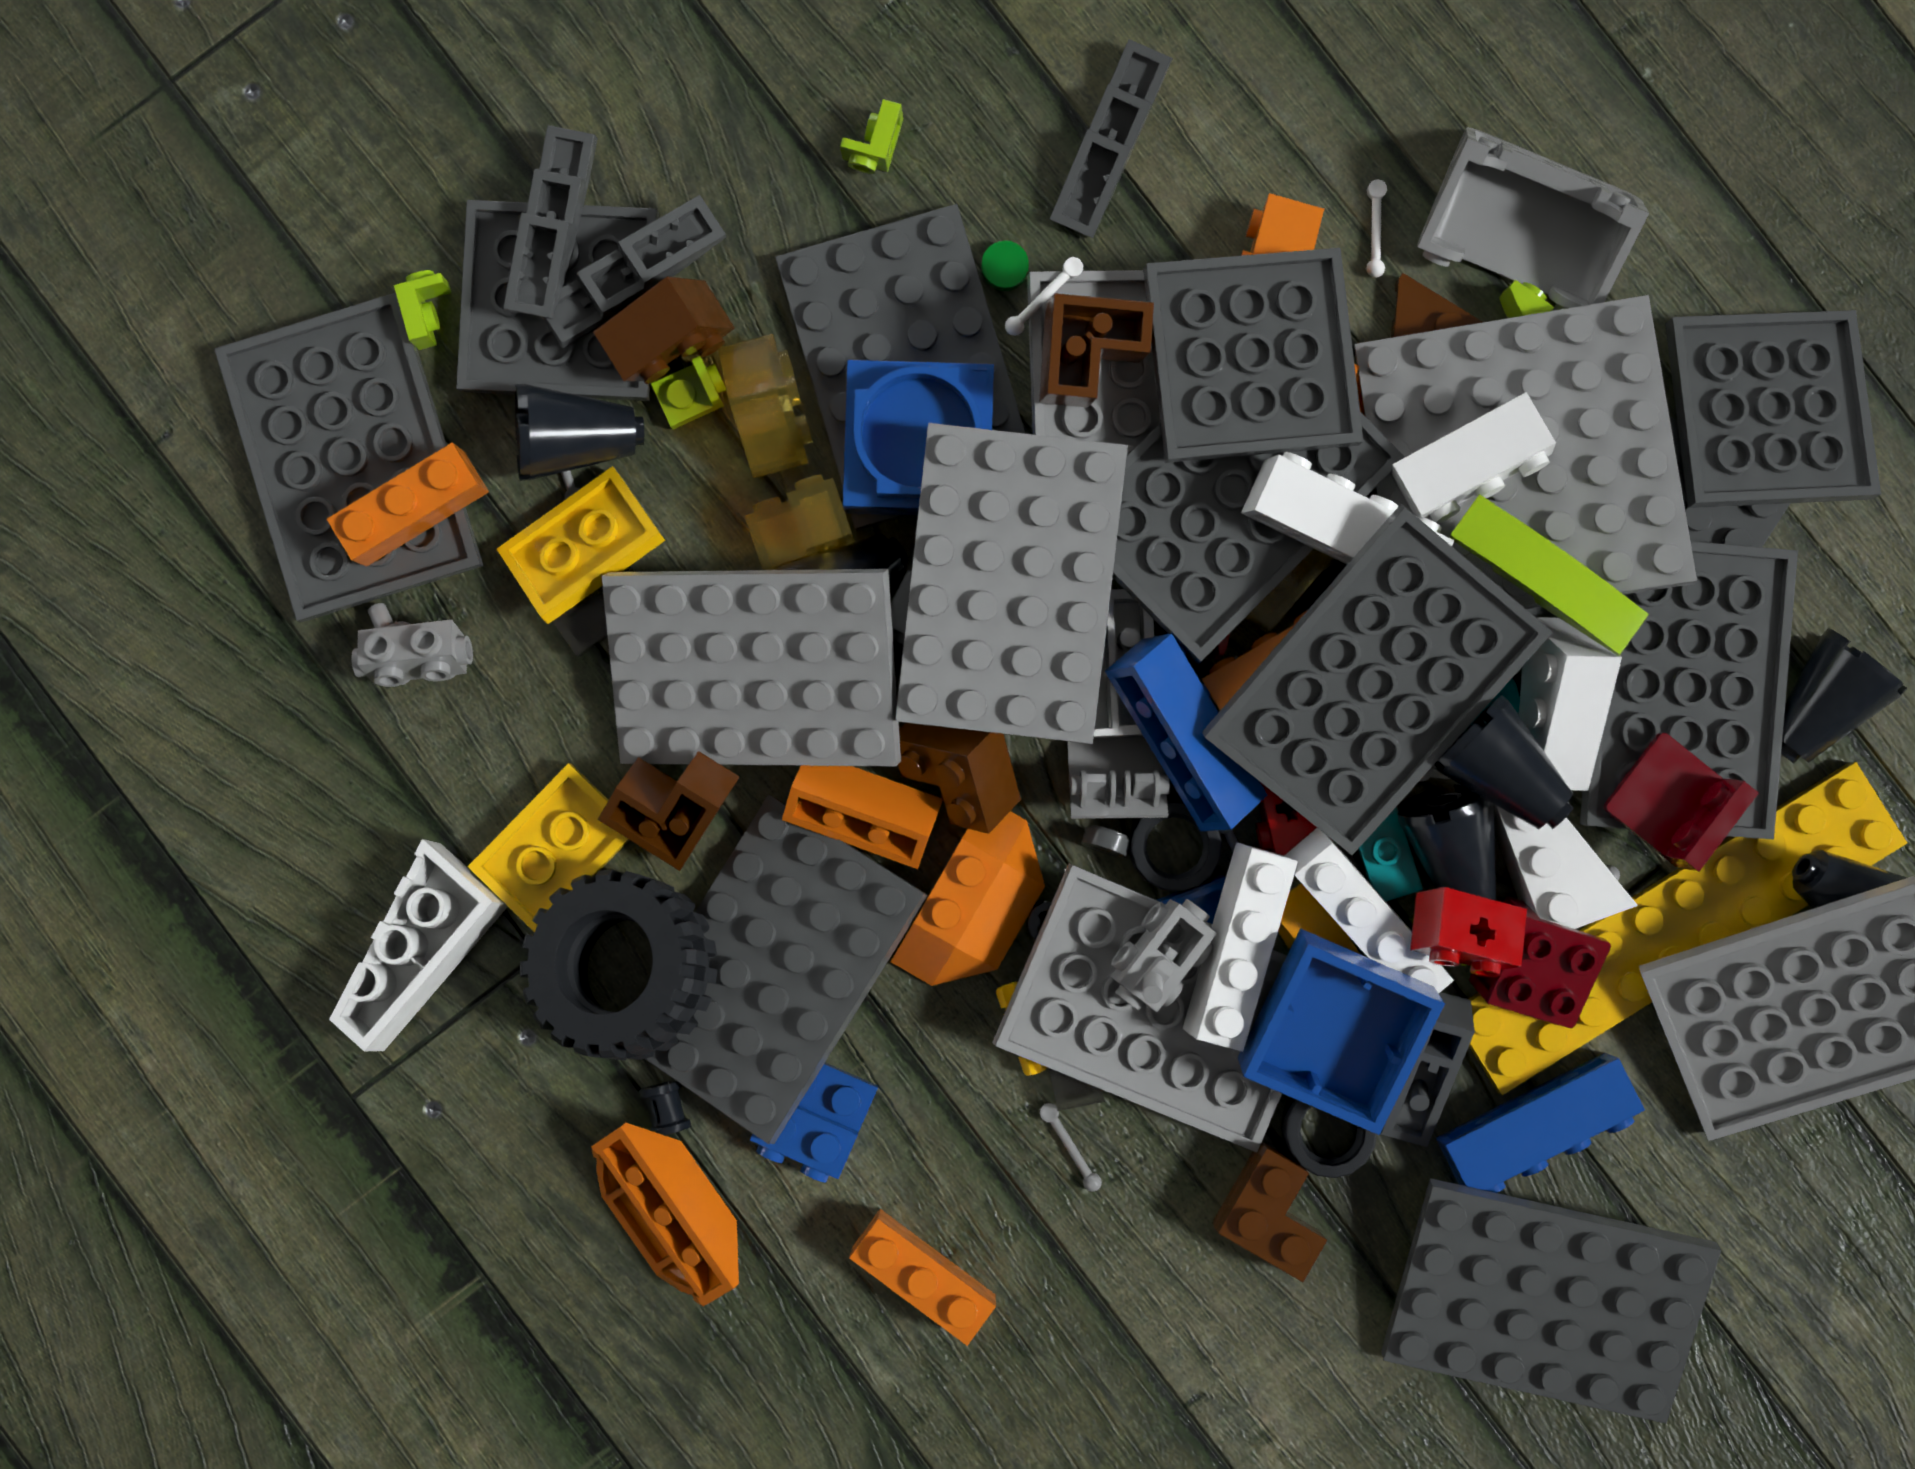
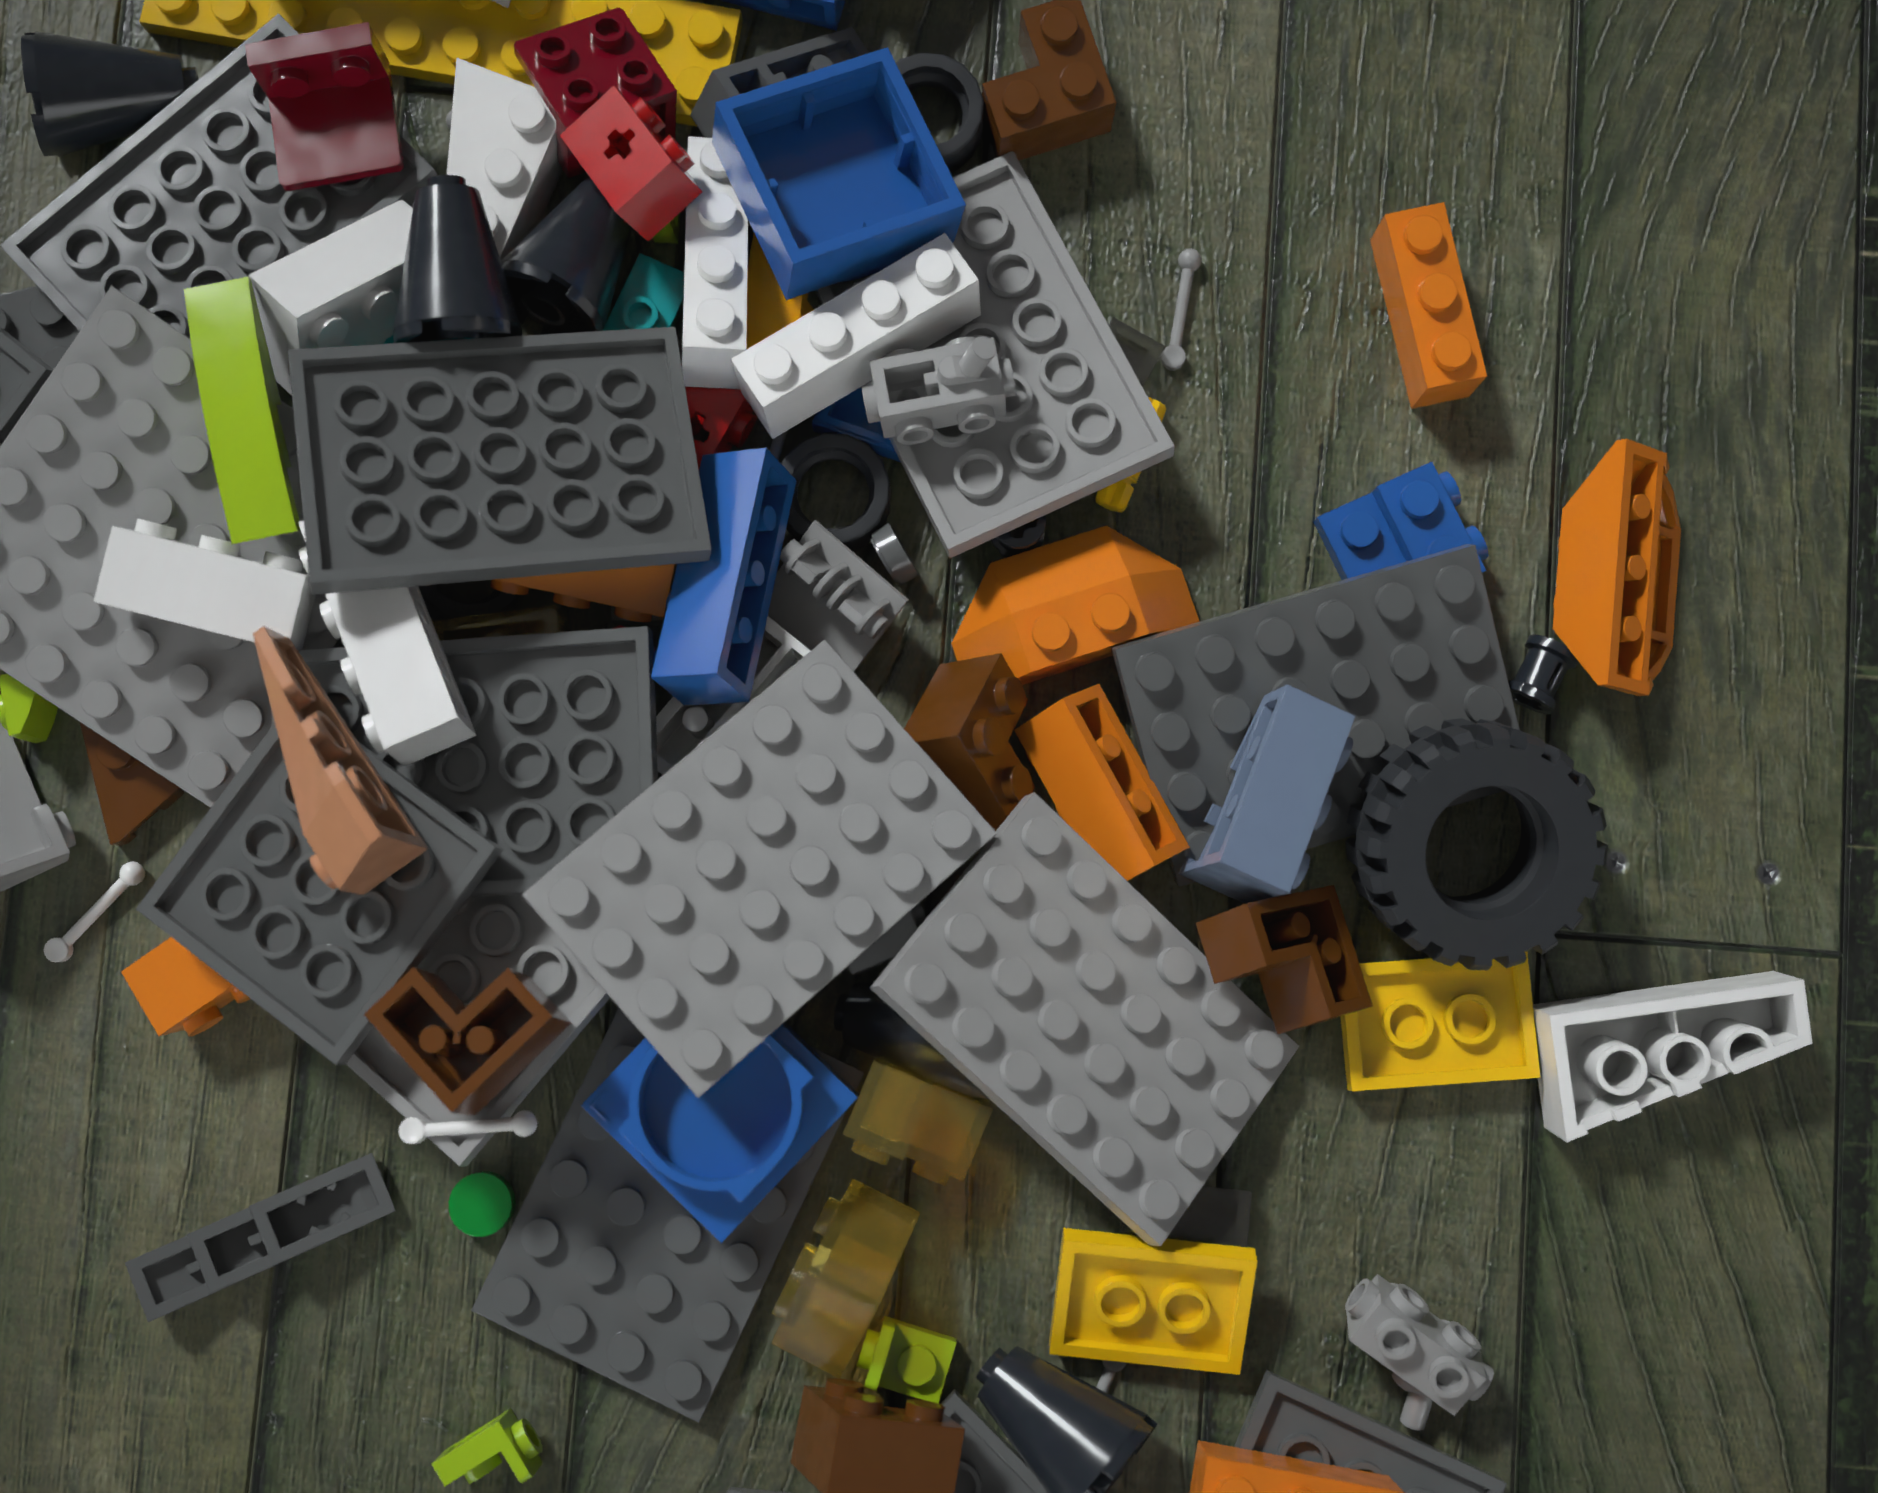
camera: 140 degrees left, 5 degrees down
(756, 888) = (1274, 798): none -> sand blue wedge
(1279, 408) = (338, 793): none -> nougat wedge

